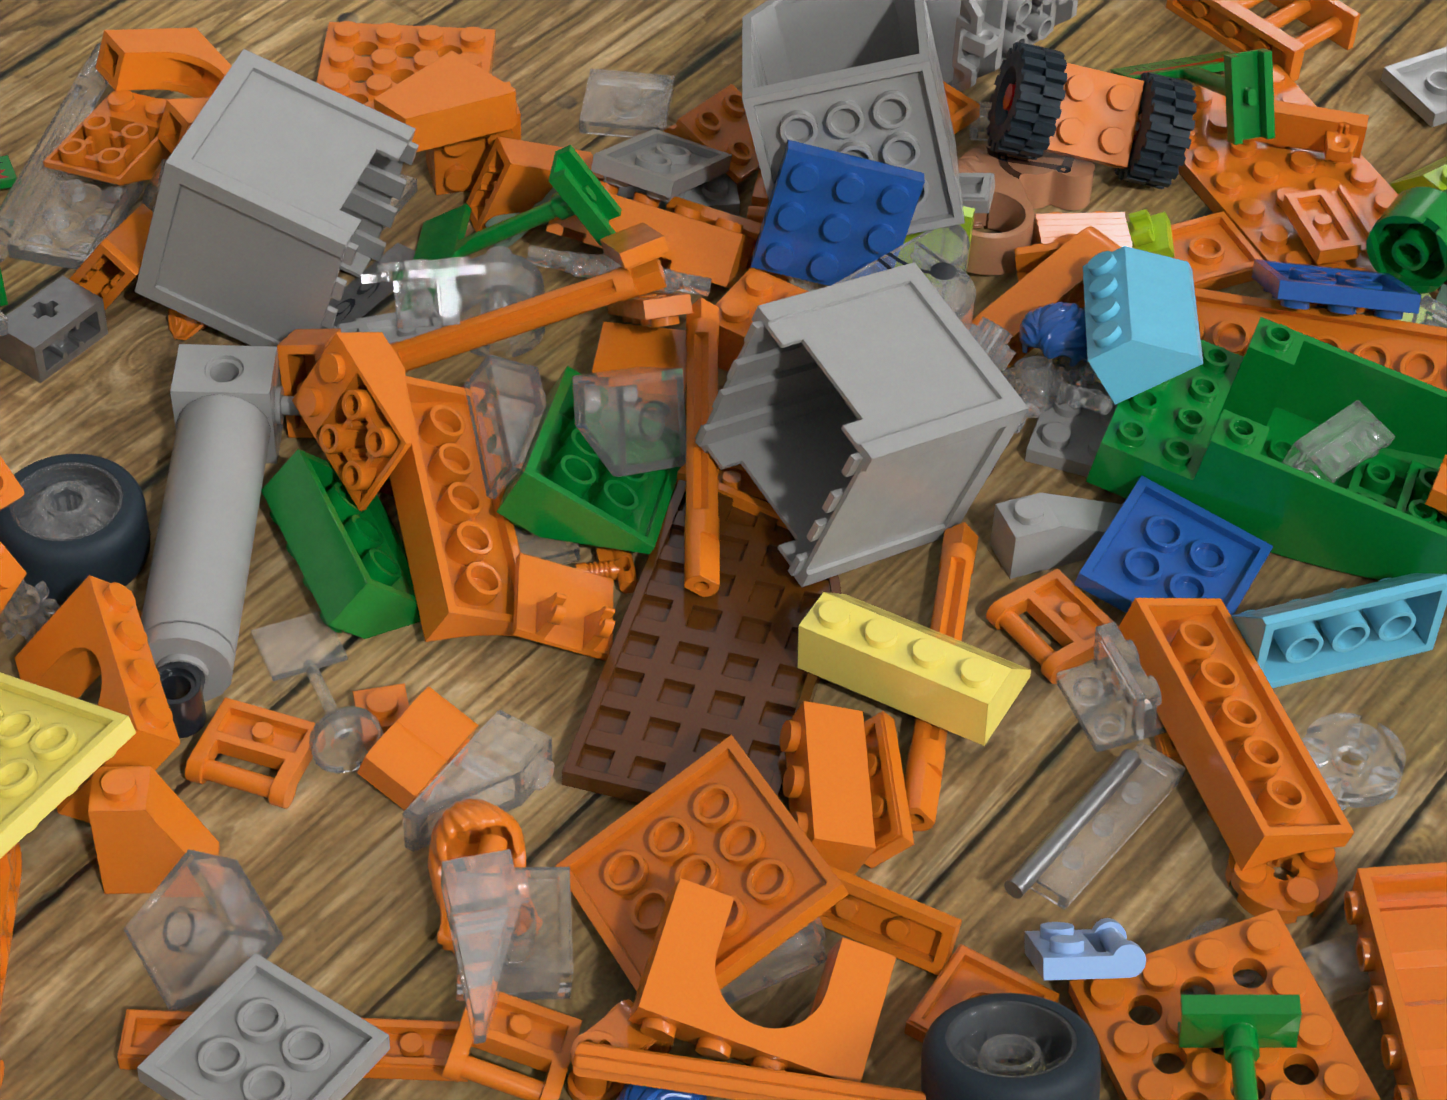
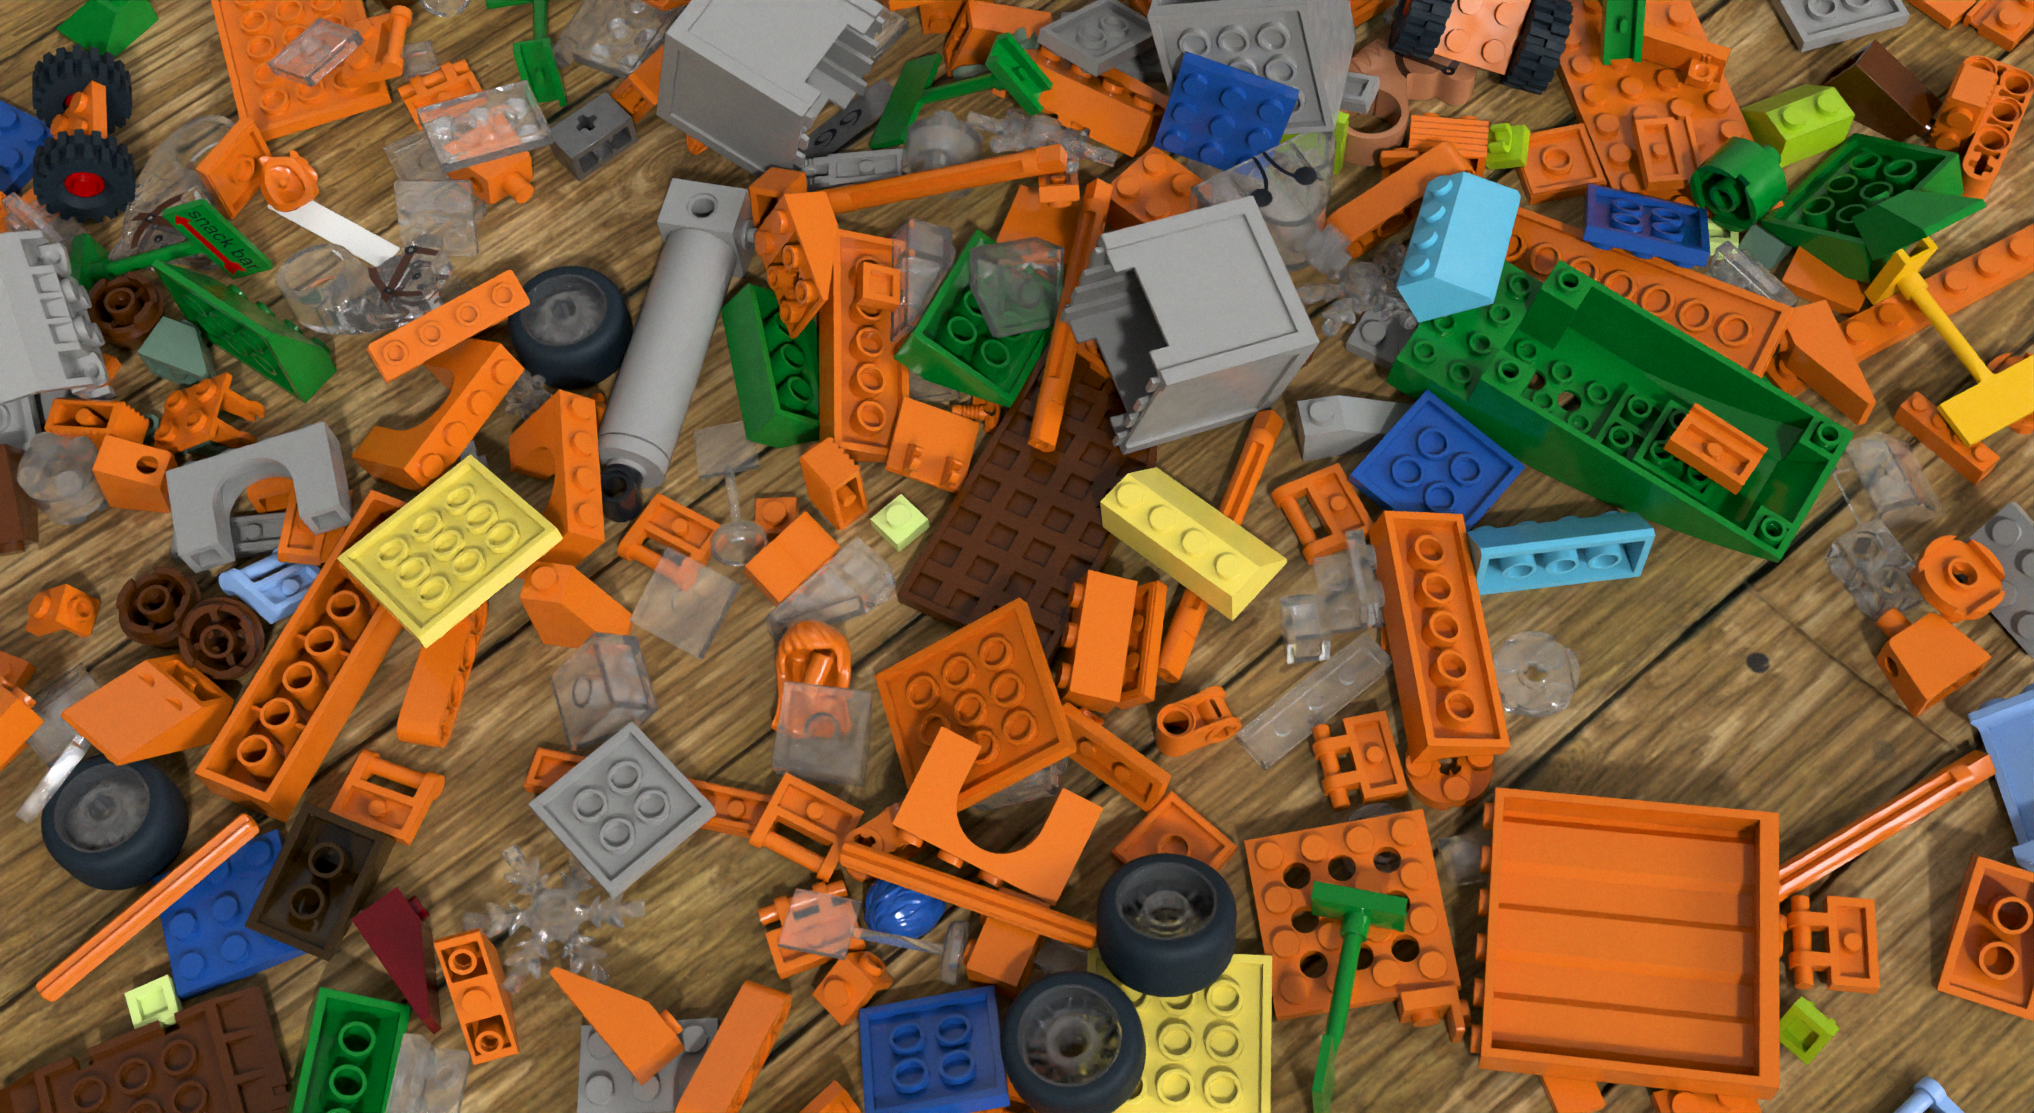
camera: 20 degrees right, 15 degrees up
(289, 815) = (685, 602): none -> clear tile
(425, 289) = (877, 143): clear bracket -> none
(455, 653) = (834, 483): none -> orange brick
(464, 433) = (878, 286): none -> orange plate
(483, 916) = (793, 735): clear slope -> none
(541, 698) = (900, 523): none -> yellowish green plate
(635, 246) = (1046, 130): orange tile -> none
(967, 865) = (1202, 717): none -> orange piece
(1057, 331) = (1387, 241): blue hair -> none
(1071, 743) = (1305, 628): none -> clear brick
(1072, 824) = (1286, 700): flat silver bar -> none
(1092, 953) = (1245, 816): light blue plate -> none
(1190, 869) = (1373, 759): none -> orange plate
(1340, 443) = (1603, 382): clear hinge -> none

